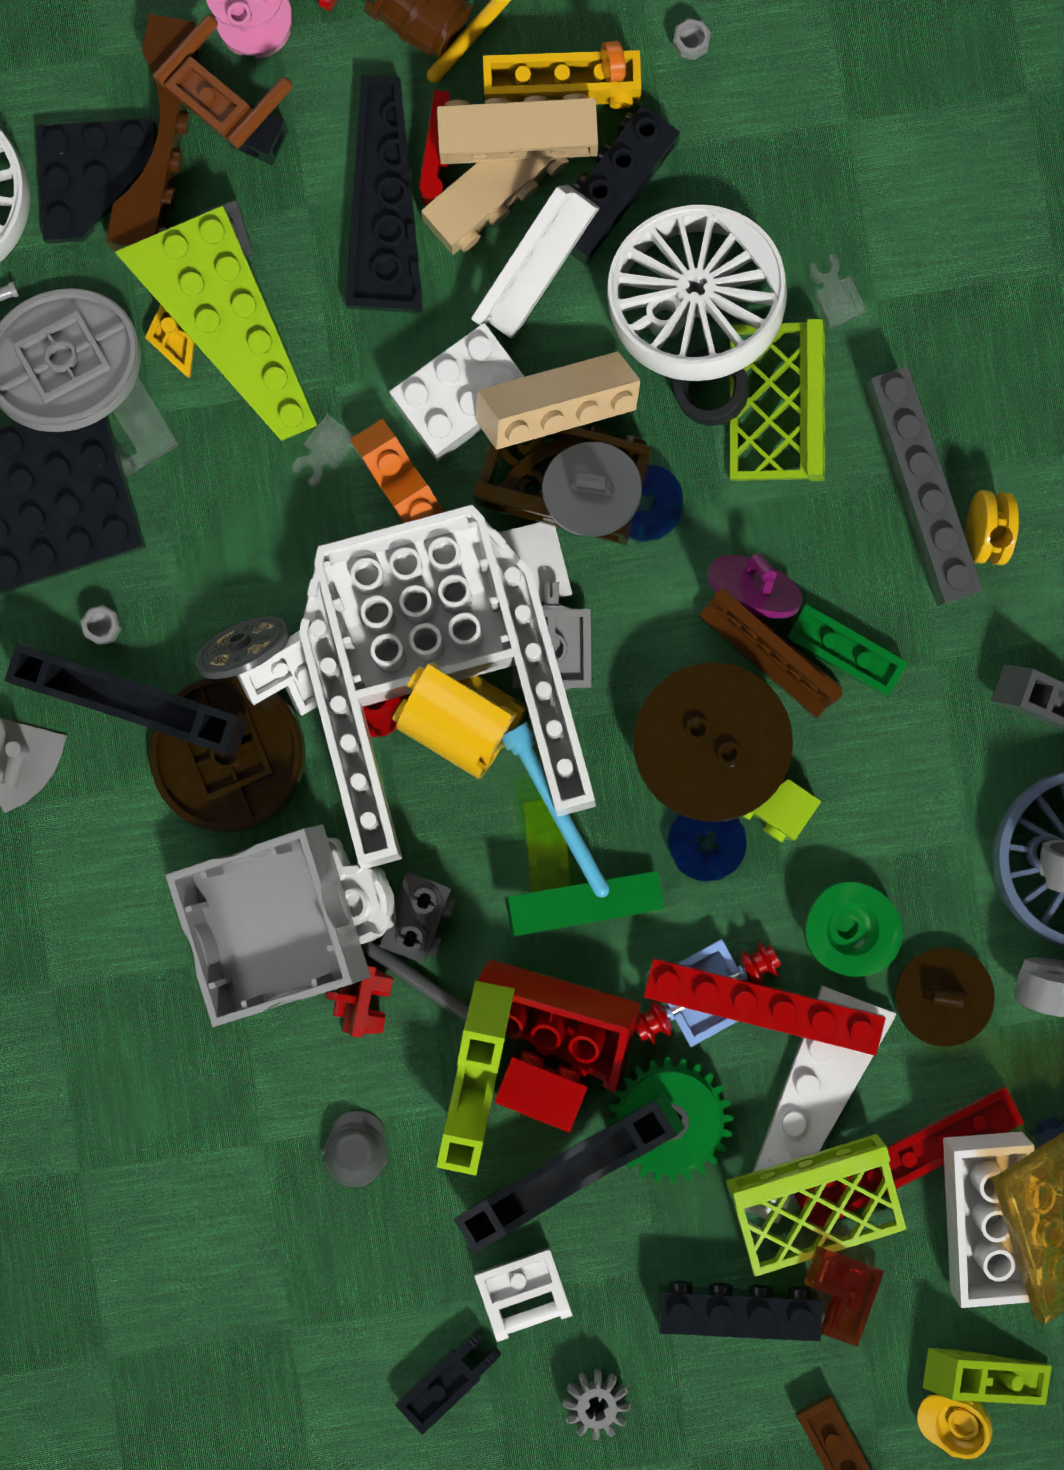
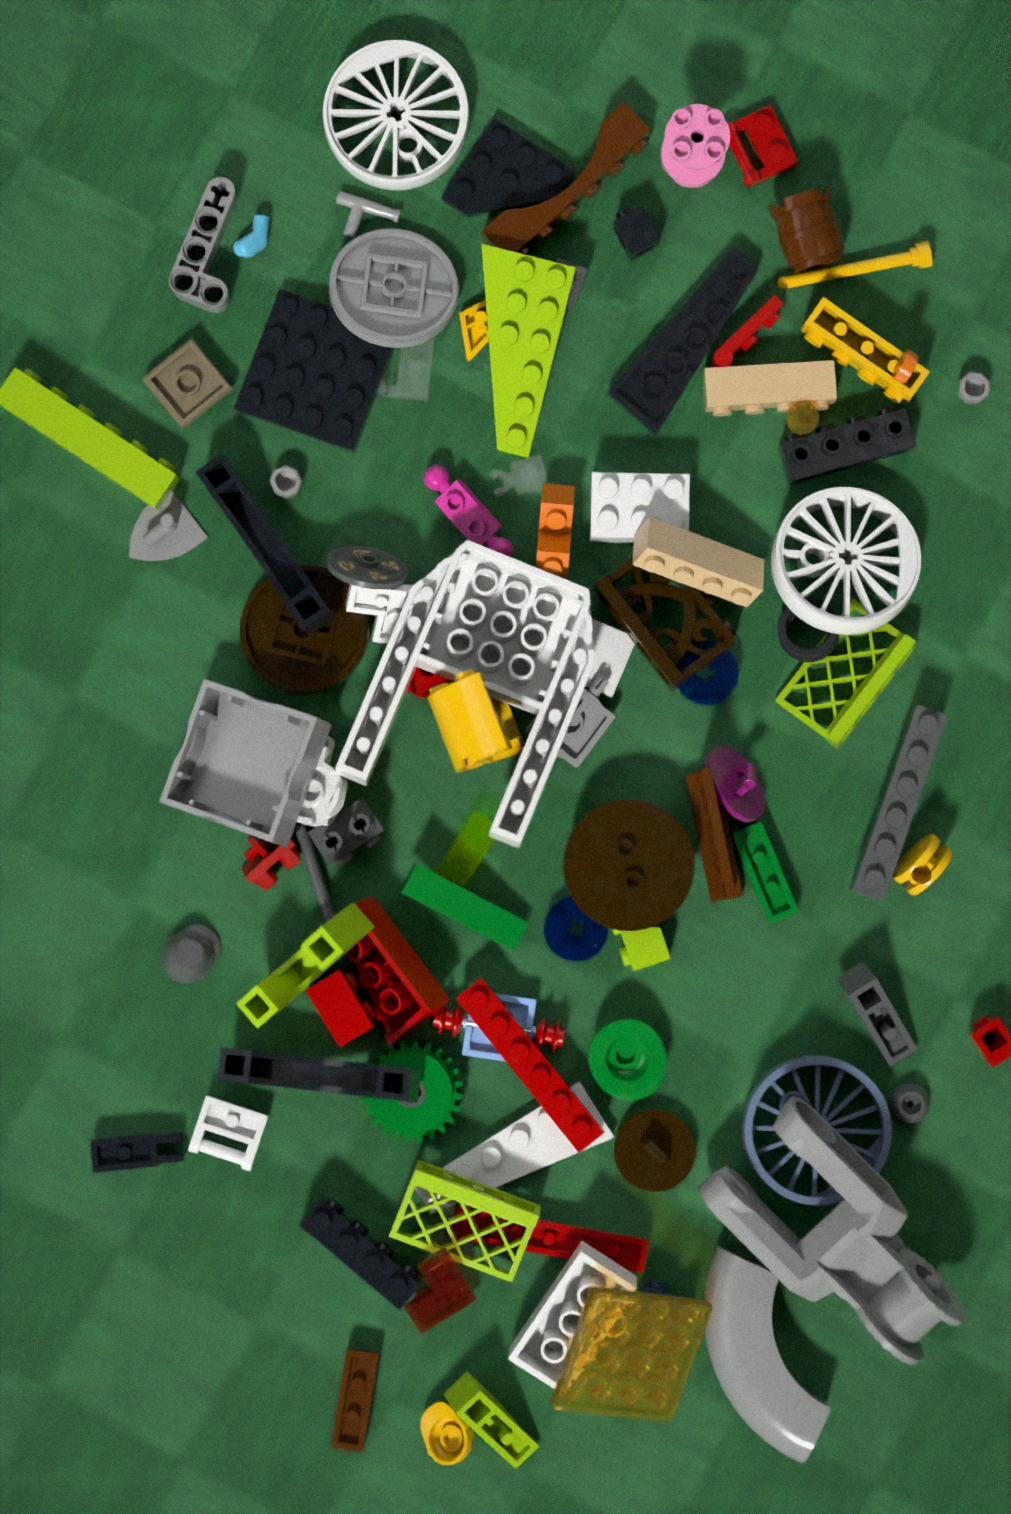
camera: 35 degrees right, 0 degrees up
(209, 96) = (622, 189): dark orange plate -> none
(295, 521) = (466, 511): none -> dark pink plate
(517, 129) = (807, 363): tan brick -> none
(521, 744) = (501, 769): medium azure piece -> none
(536, 260) = (755, 459): white fence -> none
(546, 182) = (802, 418): none -> clear yellow plate
(581, 1403) = (228, 1249): light grey gear -> none
(592, 489) = (676, 638): dark grey shield -> none
(837, 298) = (939, 635): clear plate -> none

